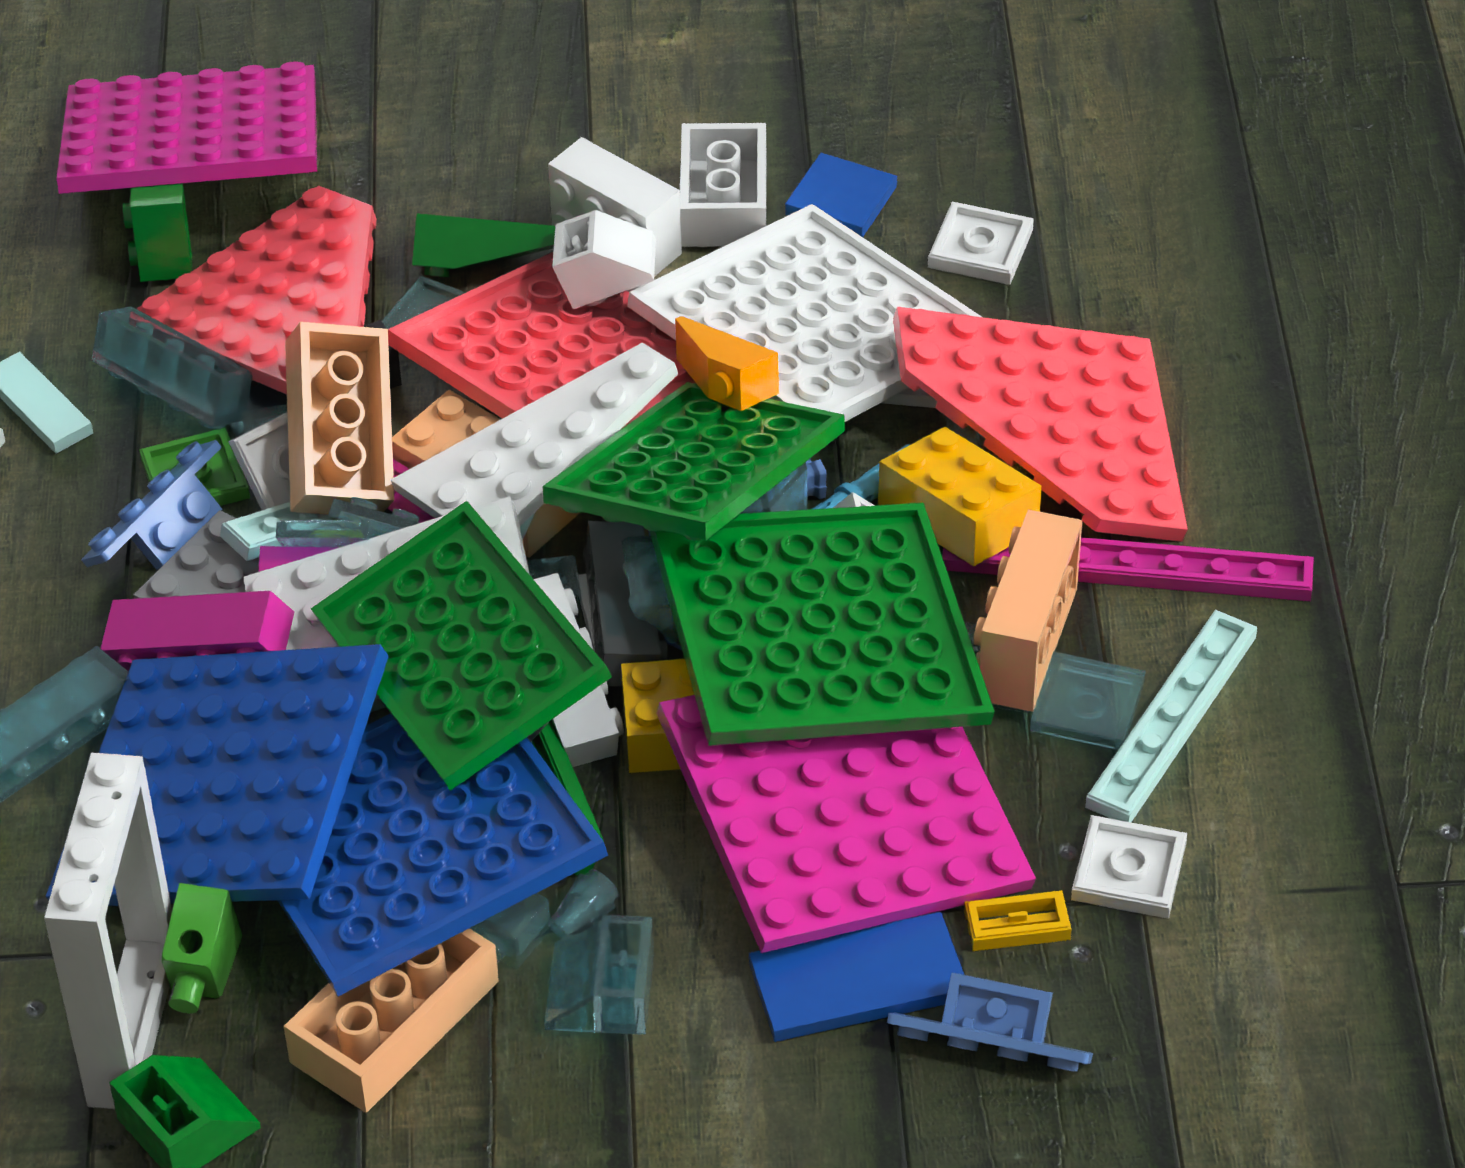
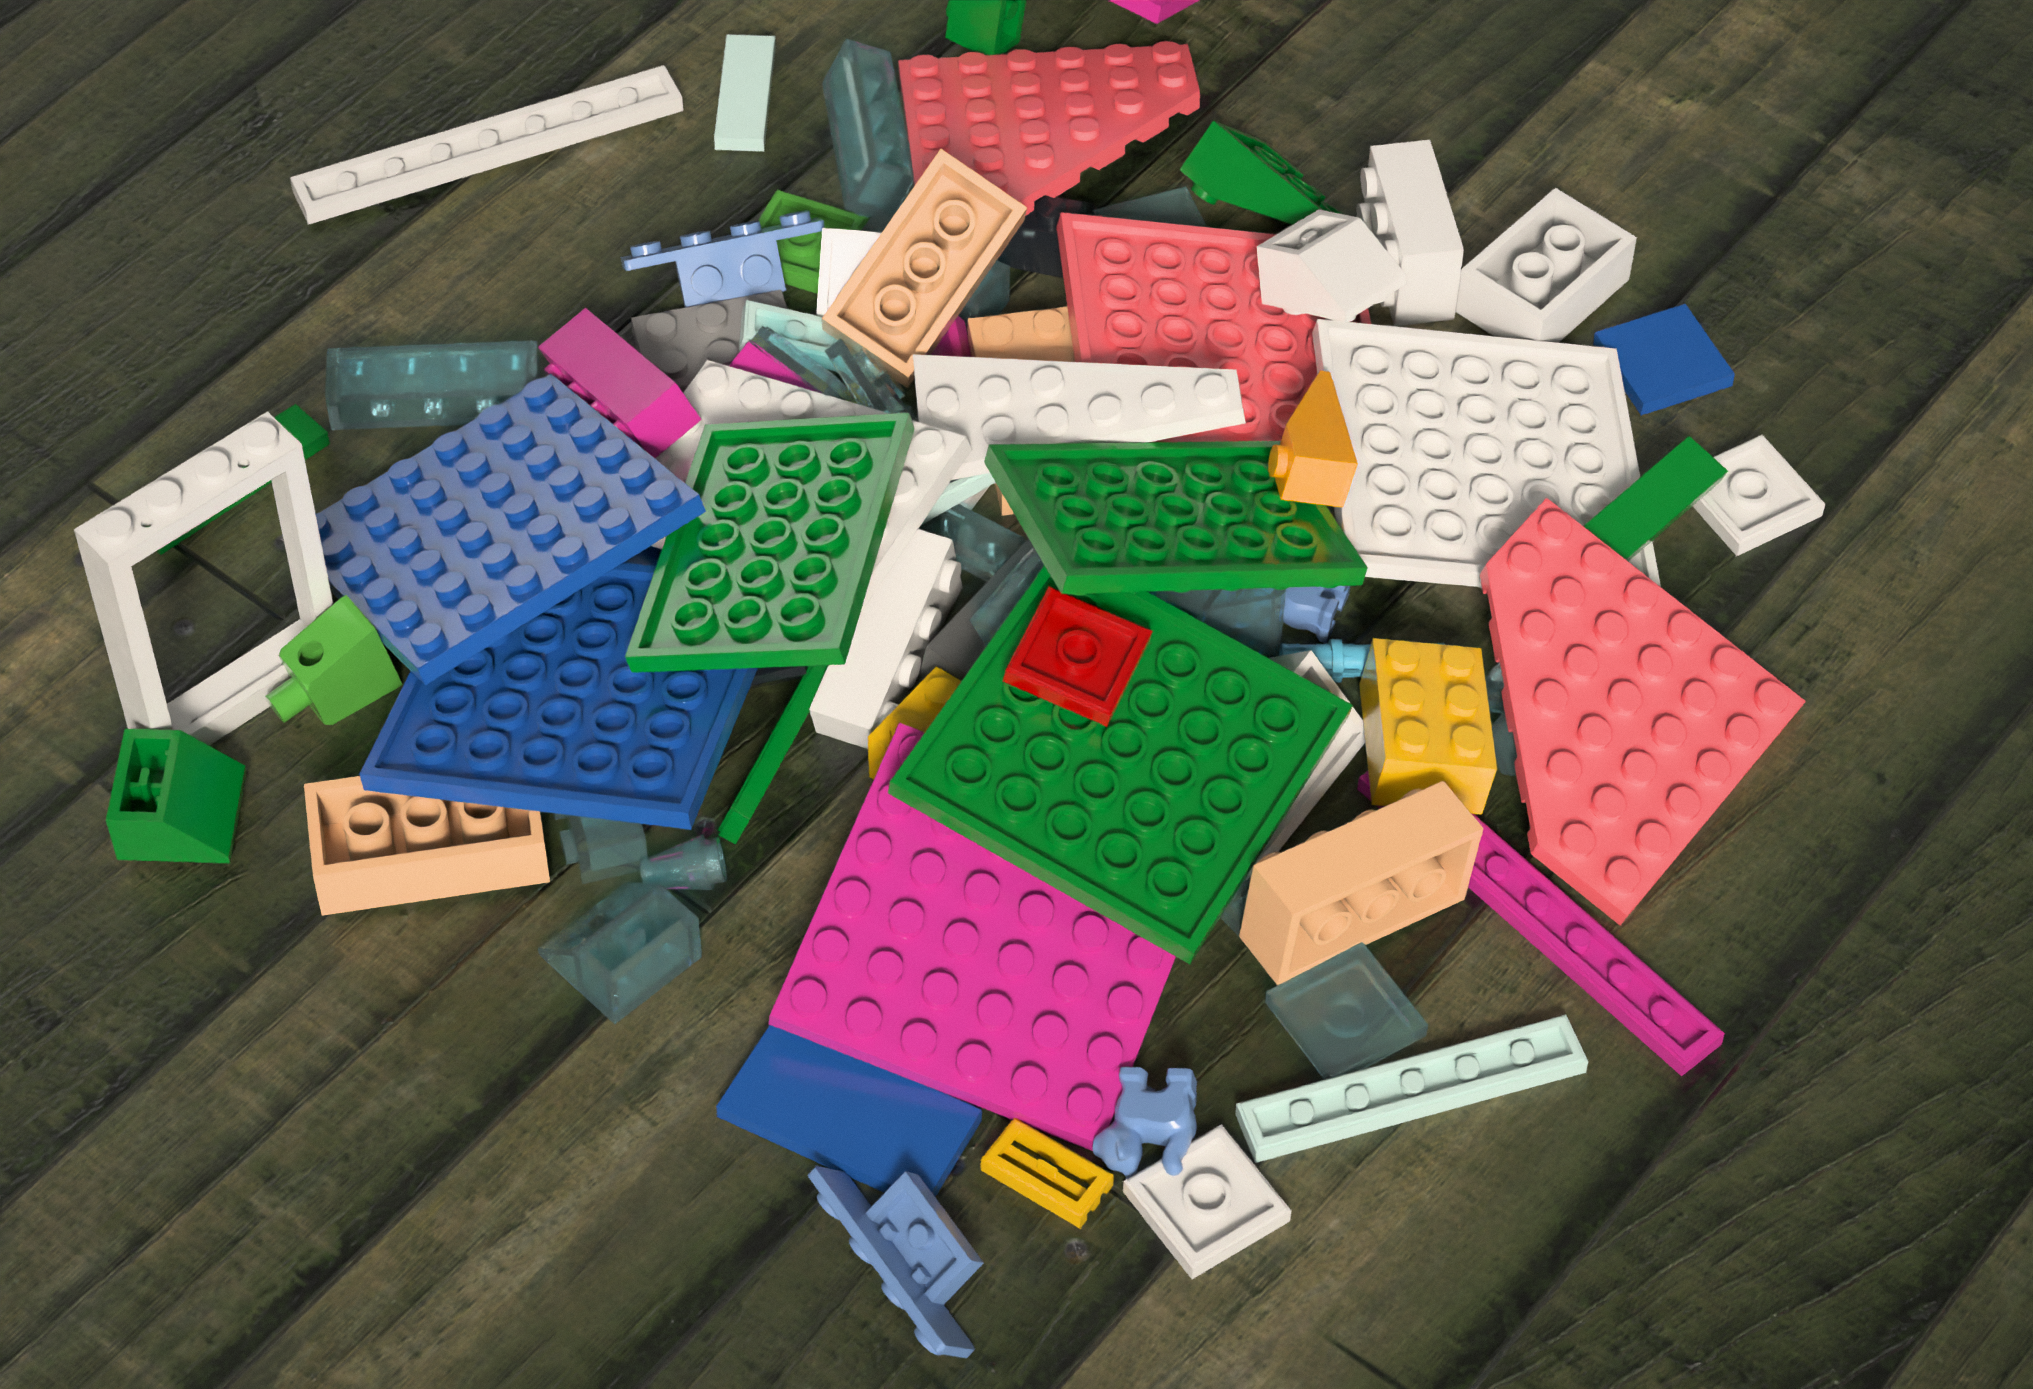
camera: 40 degrees right, 5 degrees up
(741, 579) = (1077, 656): none -> red tile
(943, 270) = (1657, 499): none -> green tile
(1051, 838) = (1150, 1117): none -> medium blue animal

